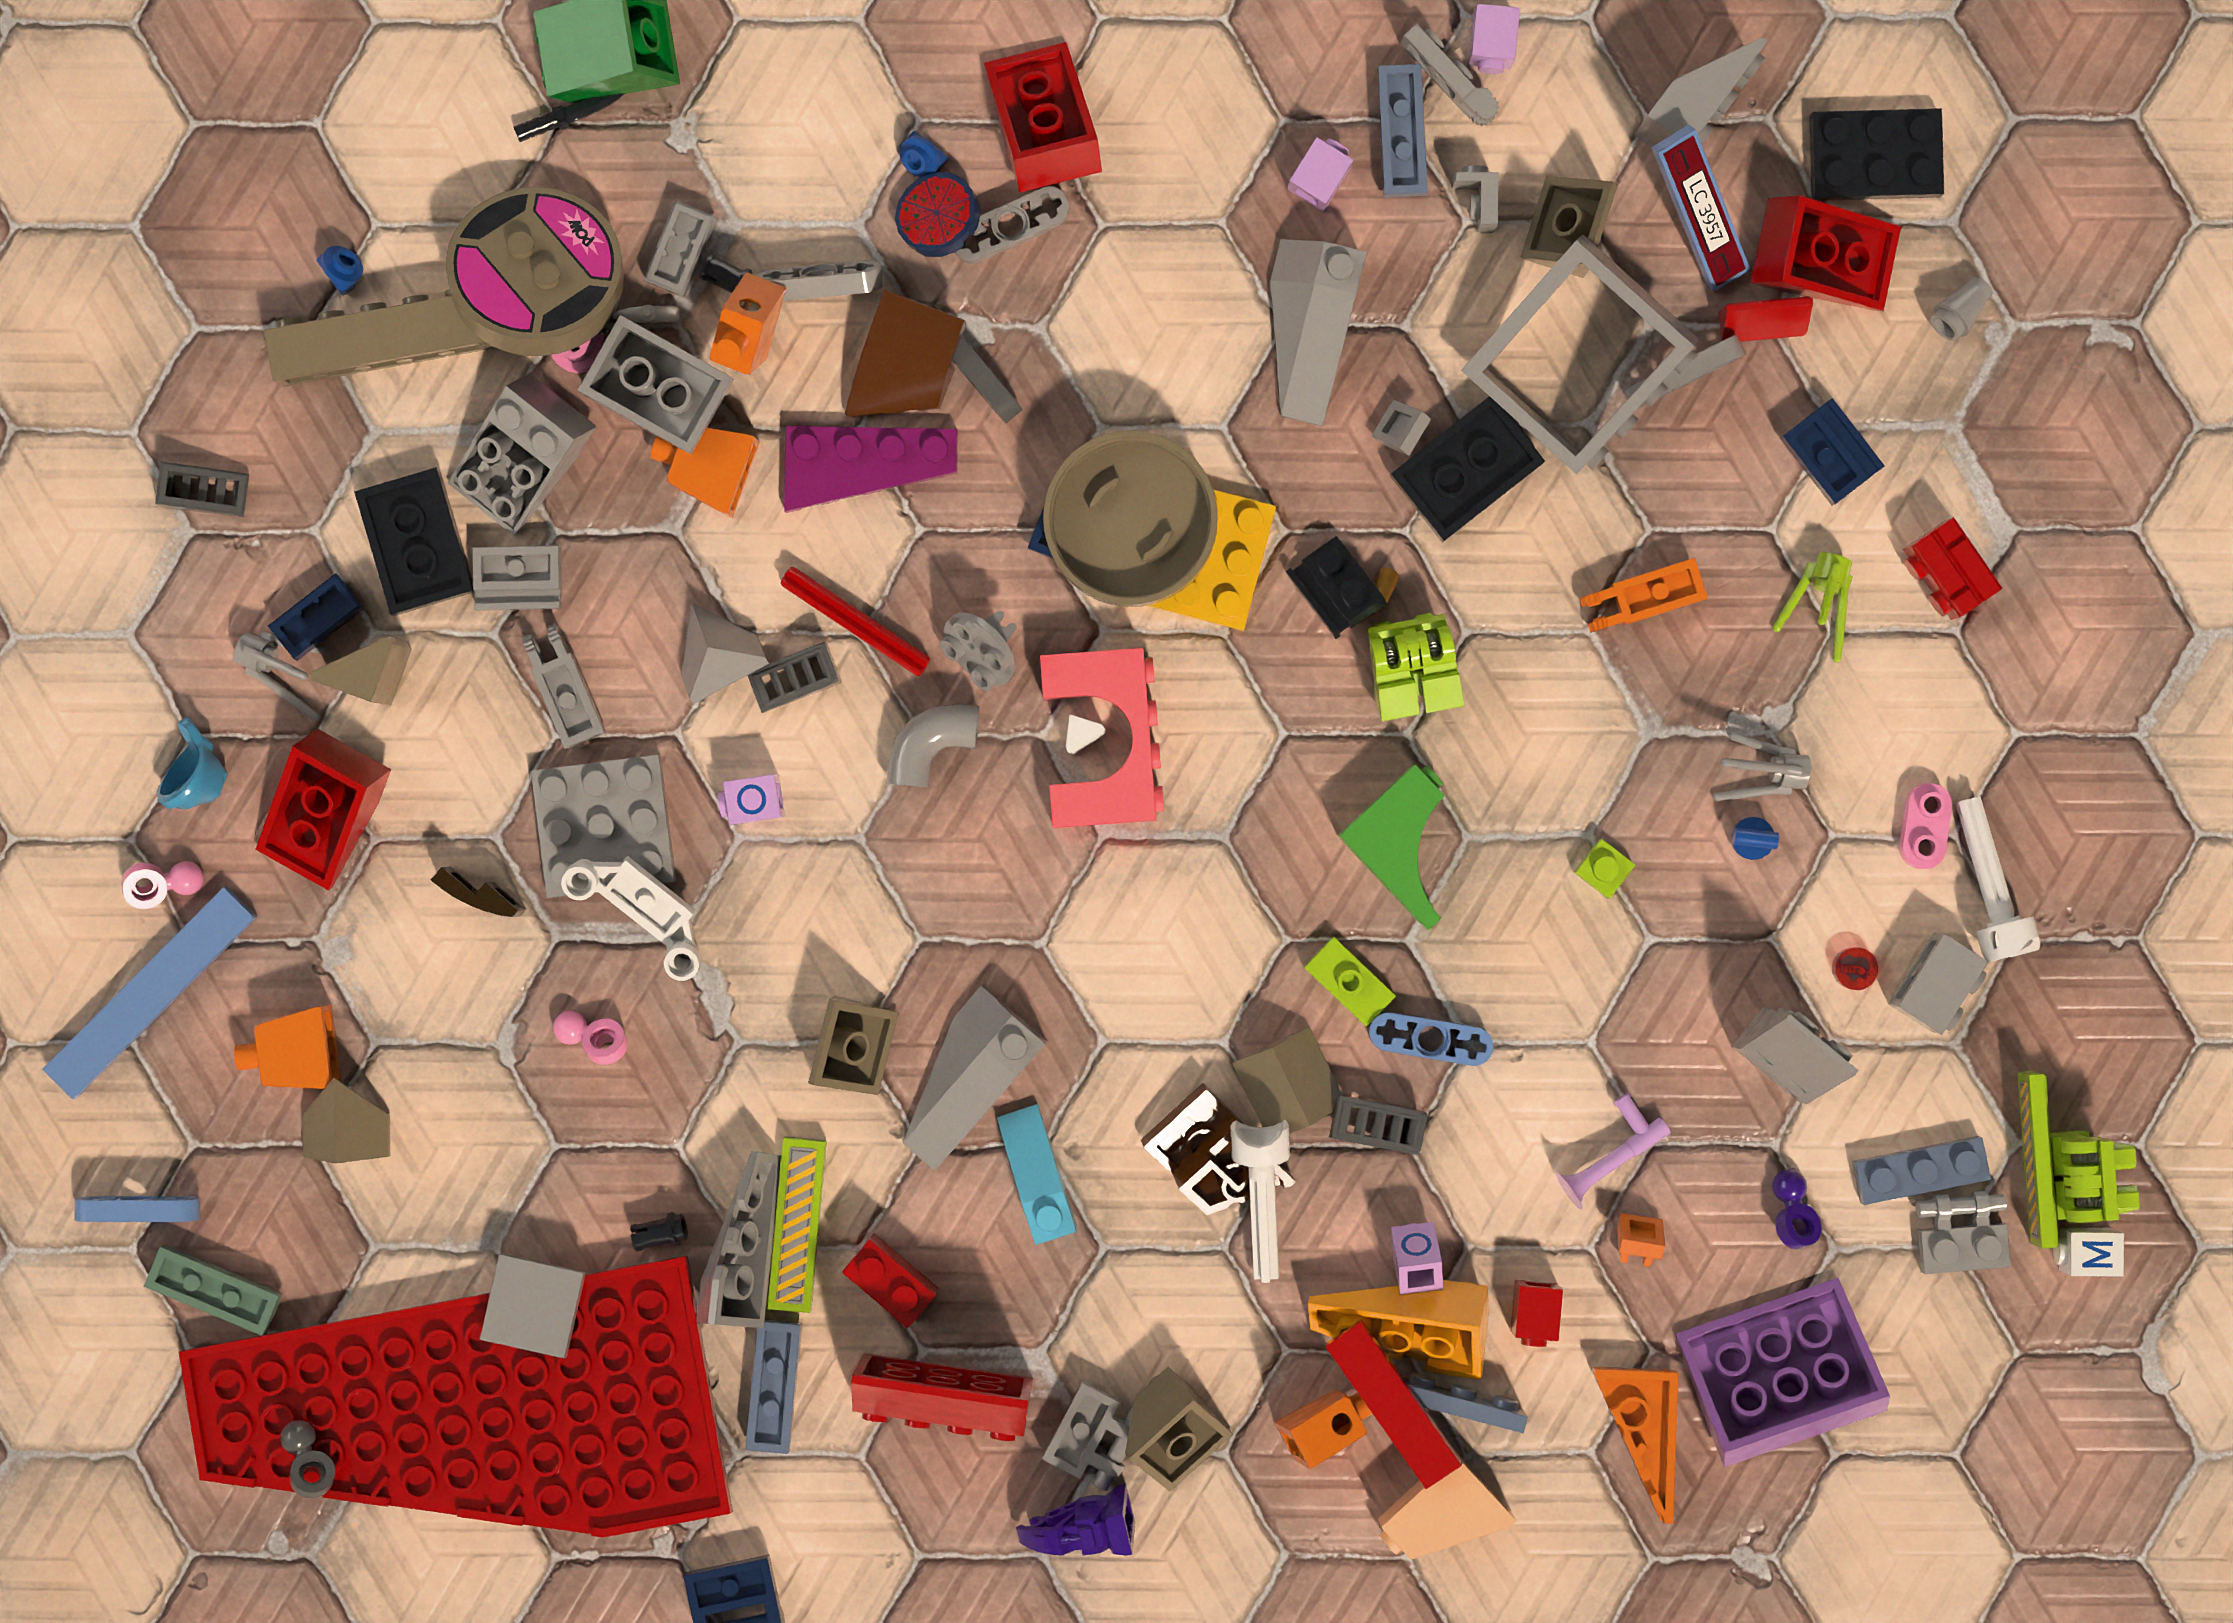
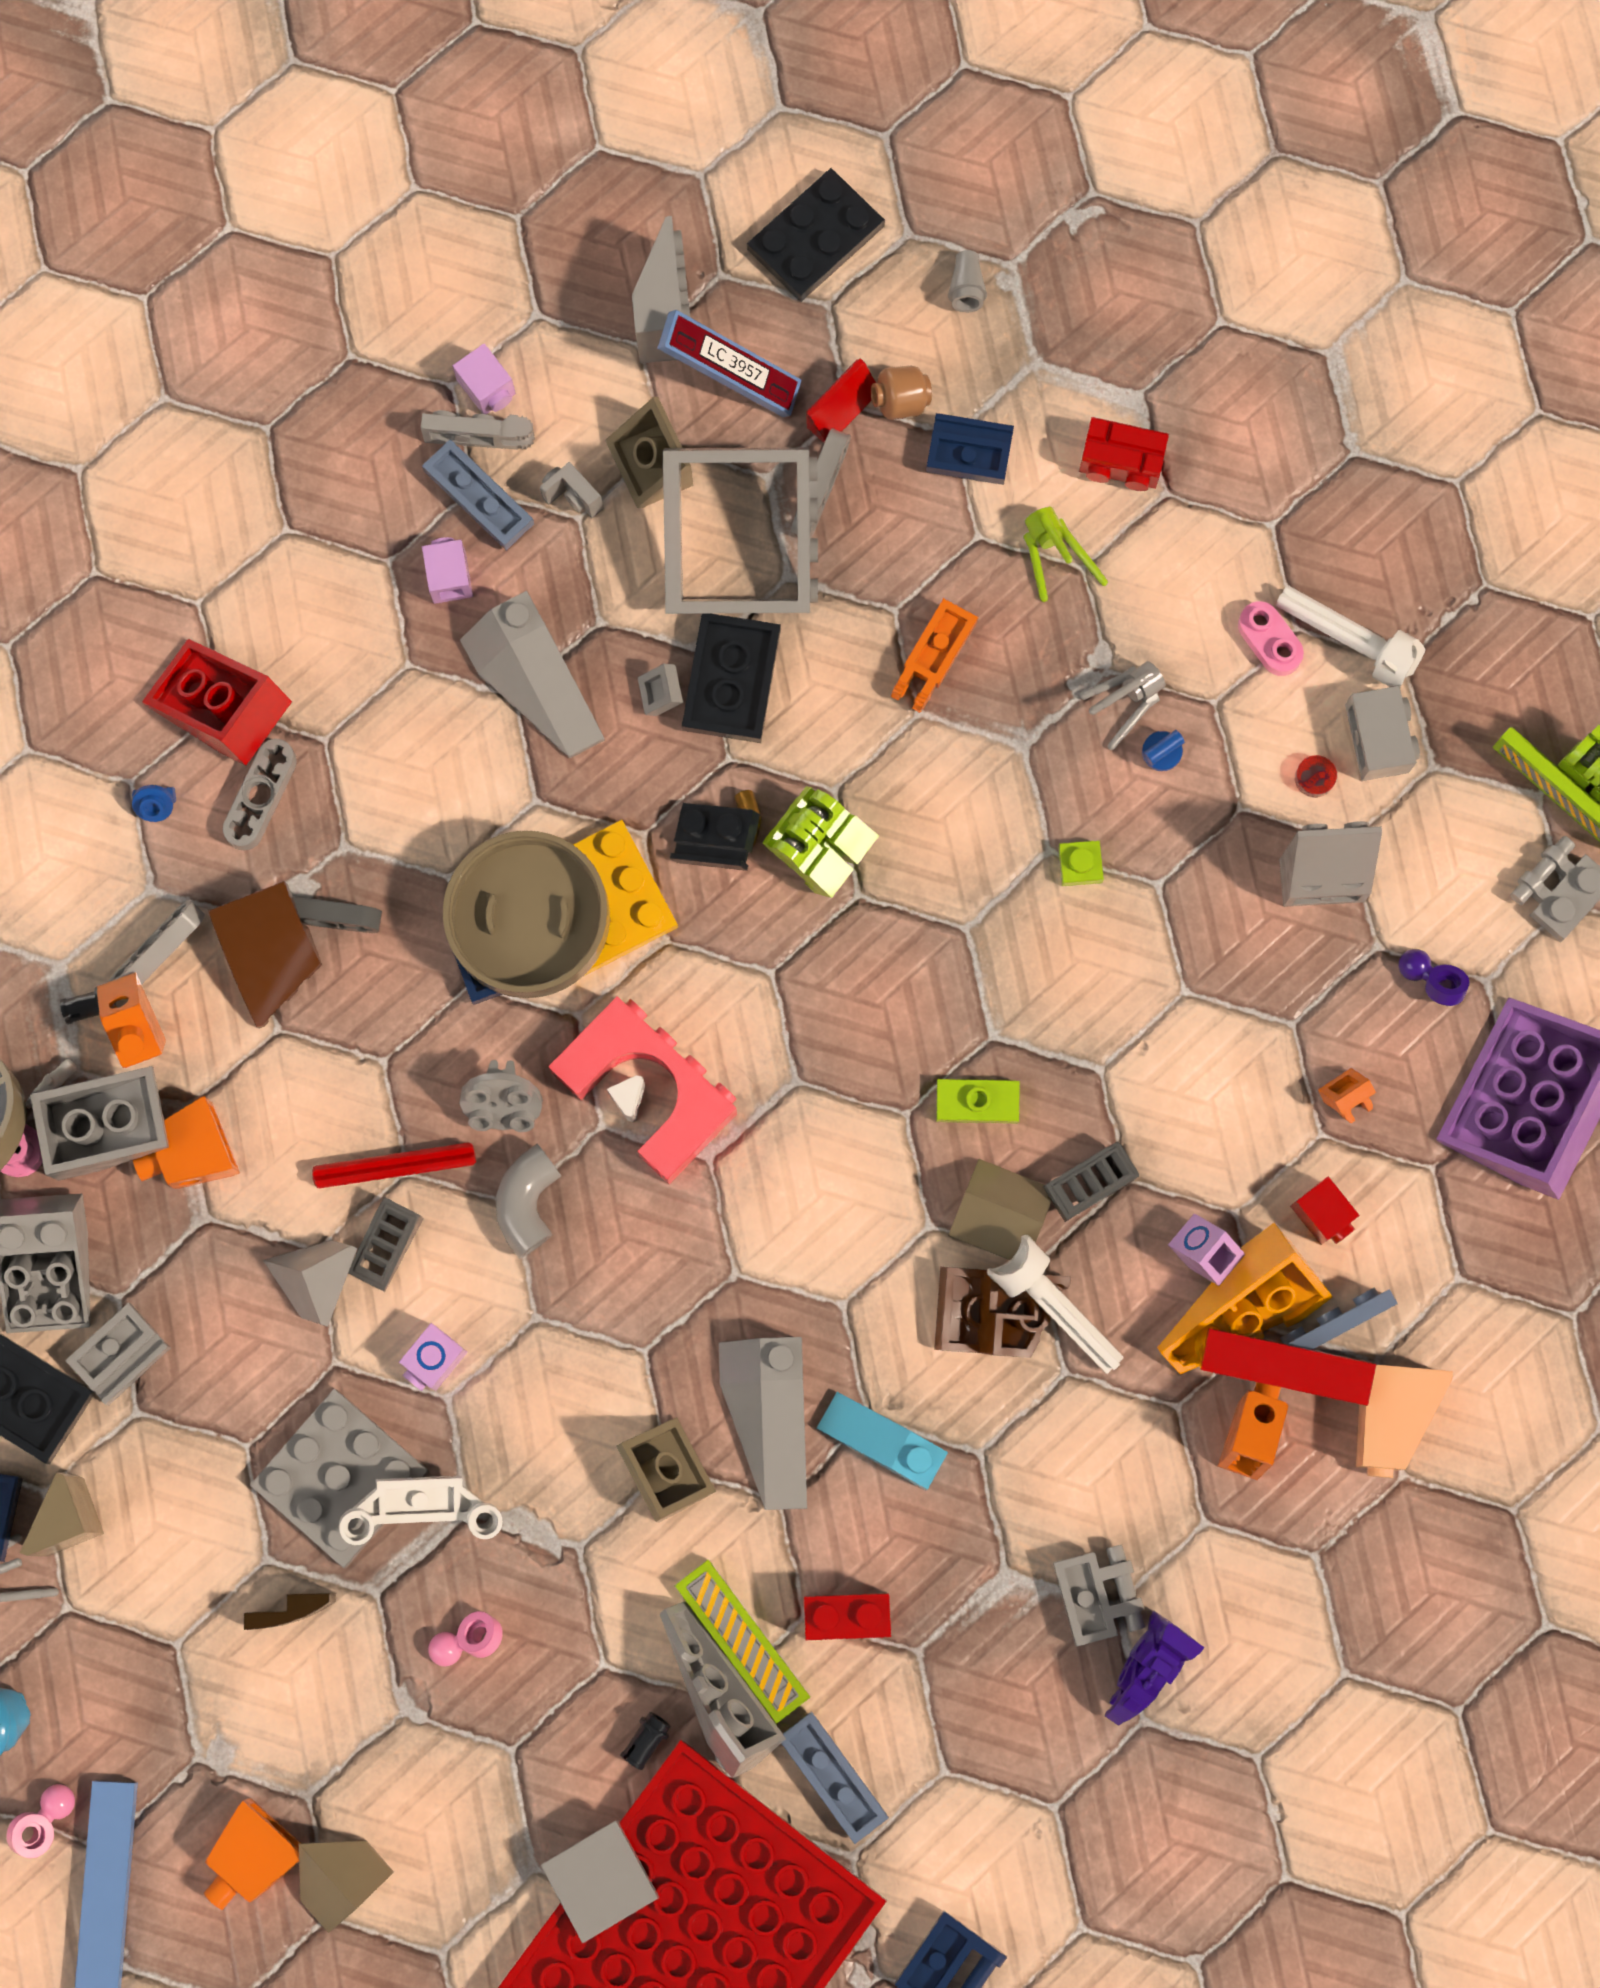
camera: 40 degrees left, 10 degrees down
(321, 807) = (116, 1654): red slope -> none
(564, 691) = (225, 1405): light grey hinge -> none
(680, 249) = (34, 1016): light grey plate -> none
(857, 461) = (291, 1055): magenta wing -> none
(937, 214) = (200, 830): tile -> none
(941, 1395) = (964, 1666): red slope -> none
(1172, 1430) = (1150, 1536): dark tan slope -> none
(1389, 838) = (914, 978): bright green arch -> none
(1460, 1054) = (1091, 1063): medium blue beam -> none
(1645, 1136) = (1284, 1019): lavender piece -> none
(1646, 1417) = (1472, 1216): orange wing -> none
(1820, 355) = (901, 392): none -> medium nougat head
(1825, 252) = (841, 323): red slope -> none
(1921, 1170) = (1493, 871): sand blue plate -> none

